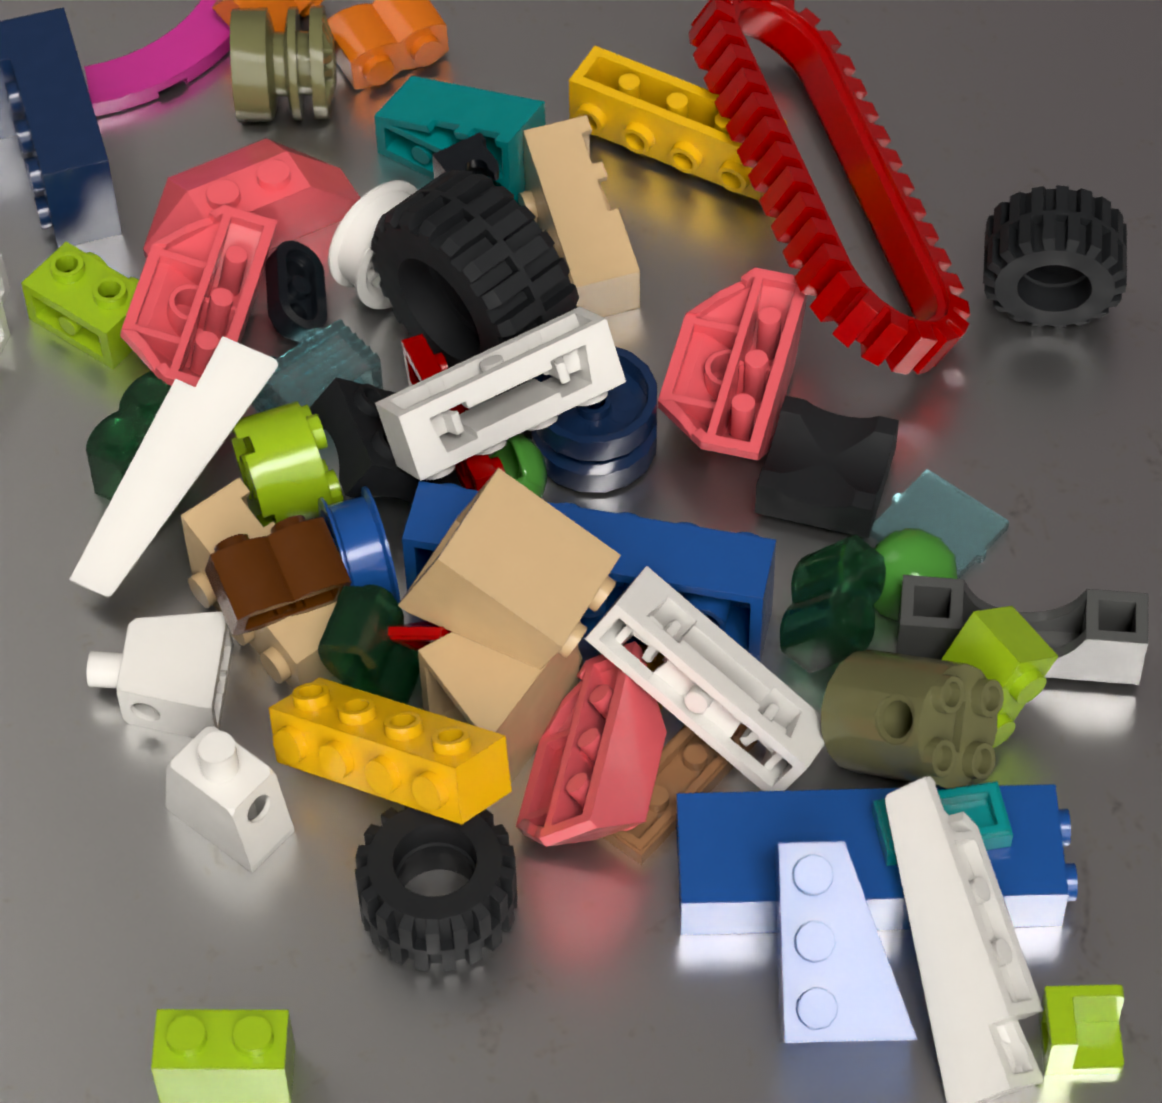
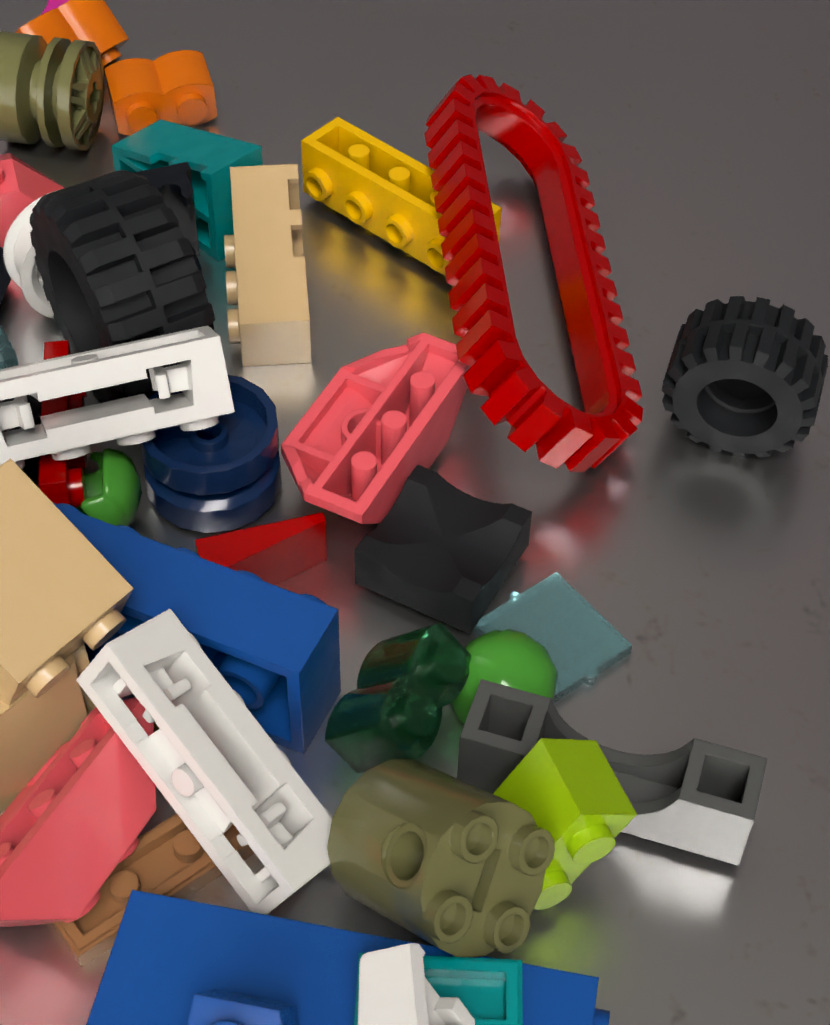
camera: 10 degrees right, 5 degrees down
(678, 496) = (270, 550): none -> red slope

